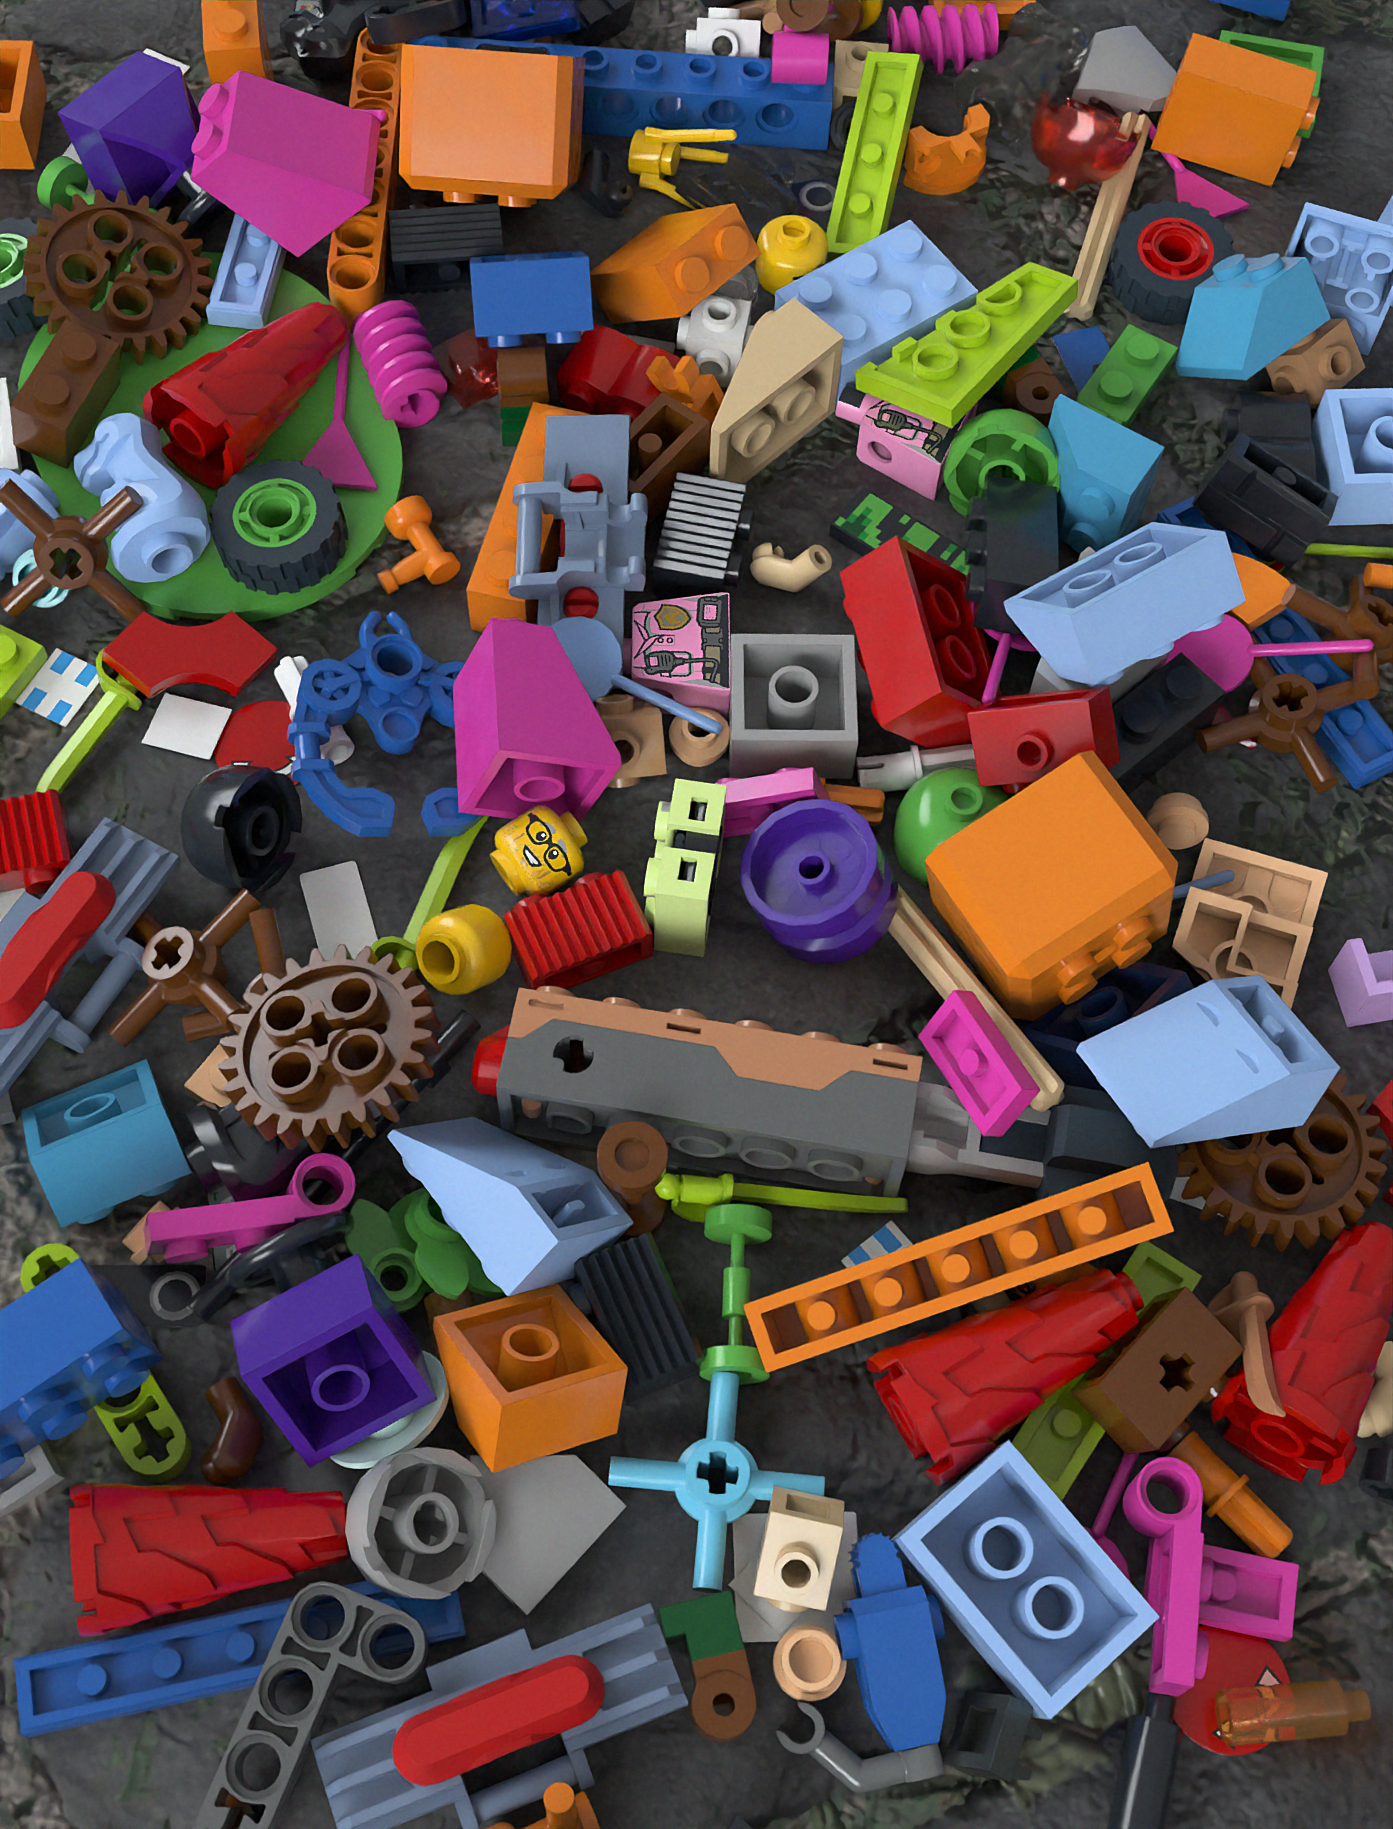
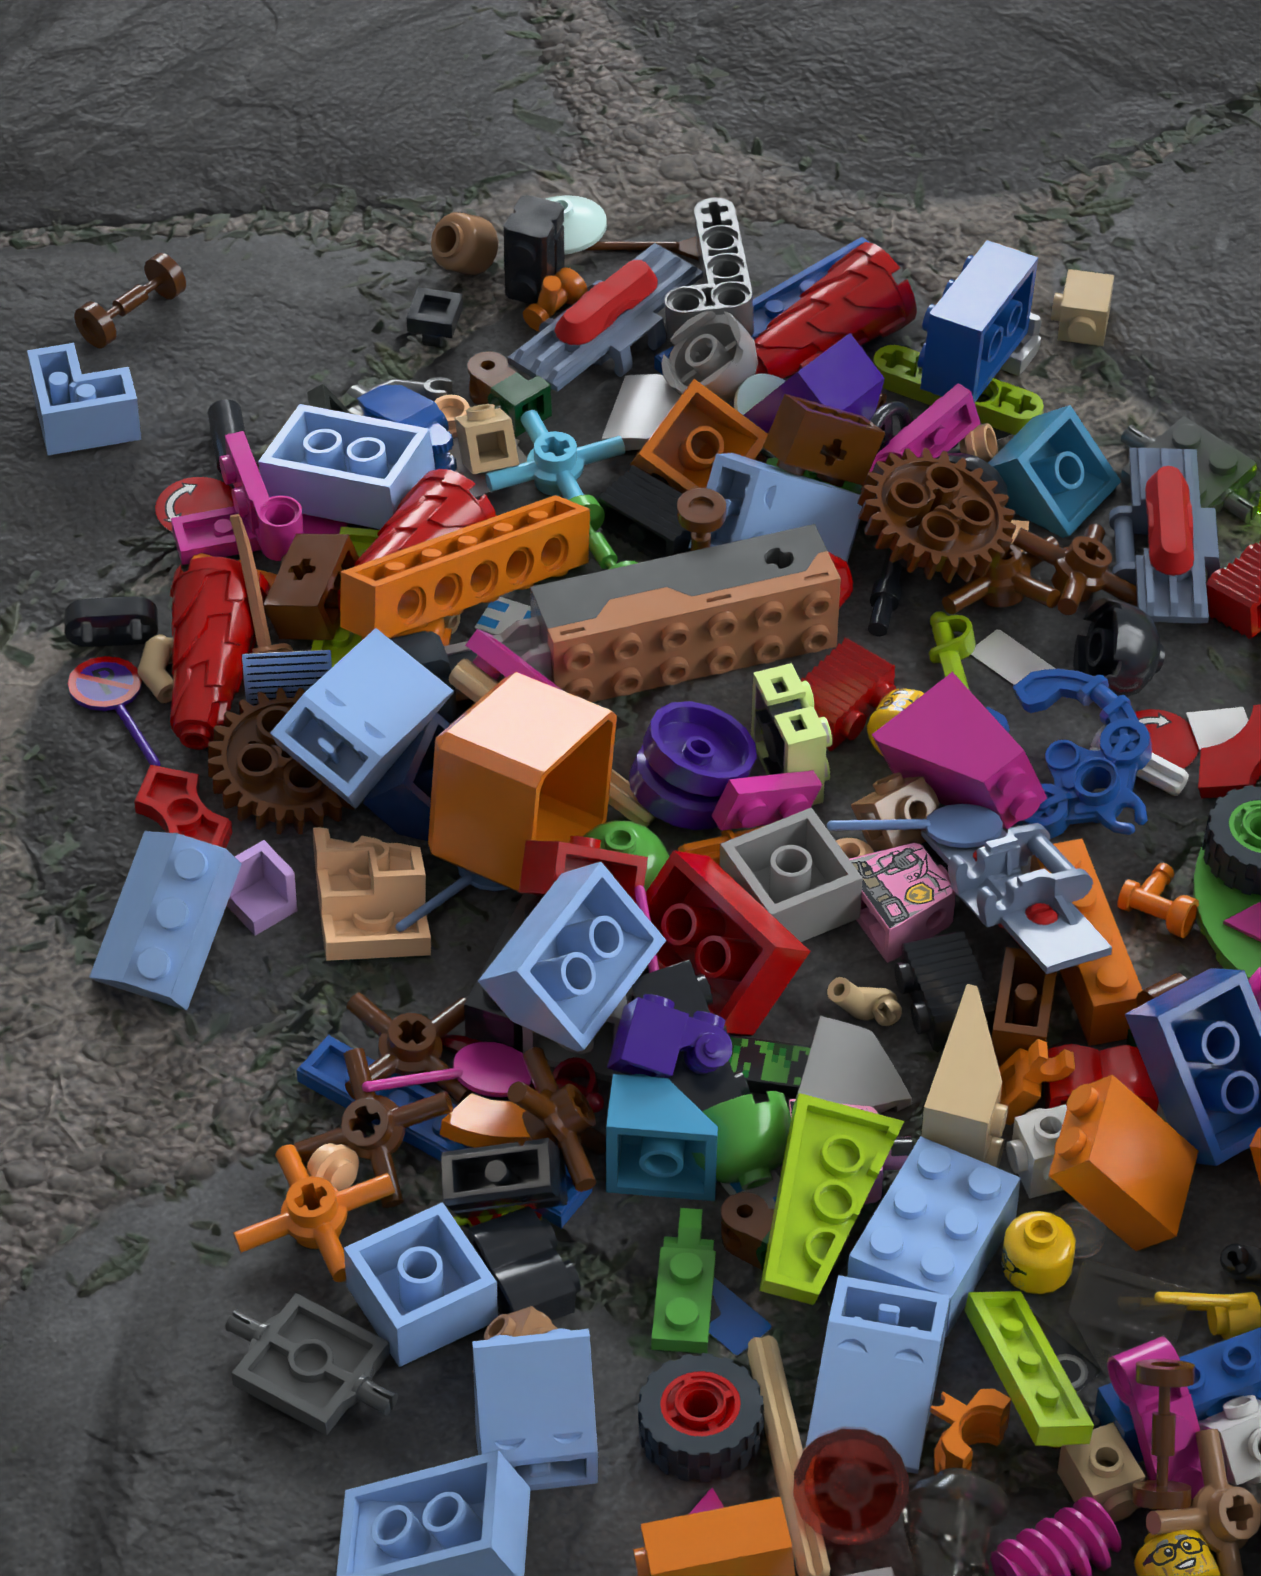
camera: 155 degrees right, 15 degrees down
(395, 1217) = (823, 441): none -> reddish brown brick
(463, 949) = (910, 644): yellow head -> none
(857, 497) = (852, 1069): none -> light grey slope
(997, 220) = (881, 1363): none -> light blue slope
(1069, 506) = (655, 1033): none -> dark purple brick
(1178, 820) = (457, 940): light nougat plate -> none
(1197, 505) = (560, 1116): none -> reddish brown bar
(1244, 1237) = (283, 670): none -> light blue sticker
(1249, 316) = (619, 1350): dark azure slope -> none
(1288, 1711) = (158, 495): clear orange cylinder -> none

